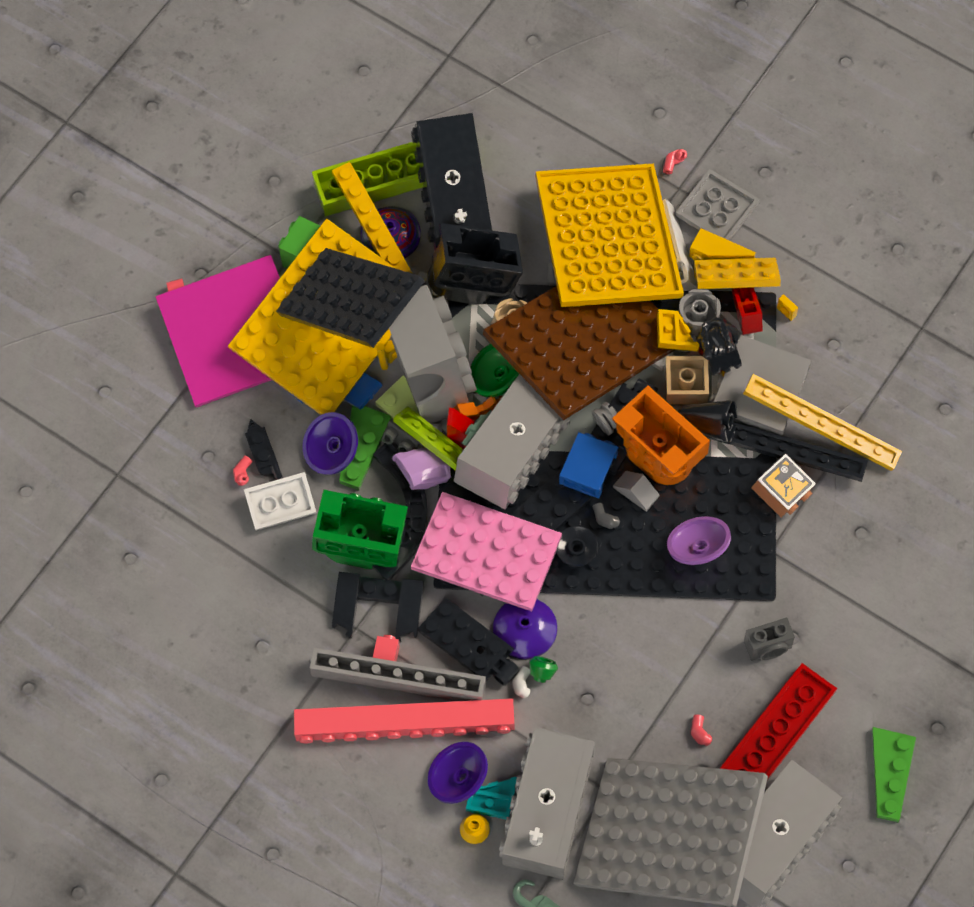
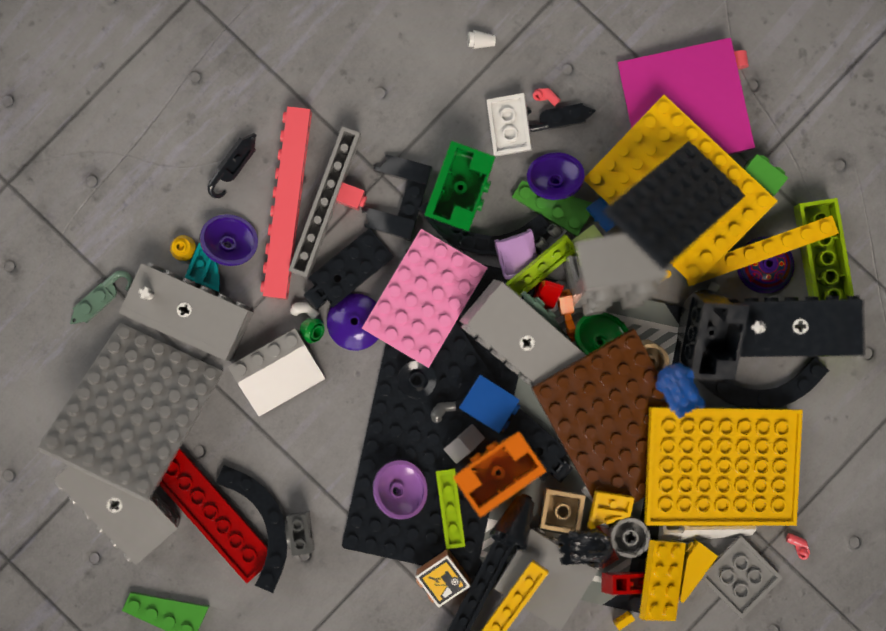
camera: 100 degrees right, 20 degrees up
(188, 548) = (480, 39): none -> white cone
(368, 788) = (233, 163): none -> black plate
(528, 208) = (768, 398): none -> black plate
(537, 277) = (679, 389): none -> blue piece
(596, 699) = (277, 372): none -> slope
(604, 418) = (531, 431): light grey wheel -> none
(698, 732) = (232, 453): coral arm -> none
(708, 491) = (450, 509): none -> lime plate
(761, 673) = (272, 518): none -> black plate

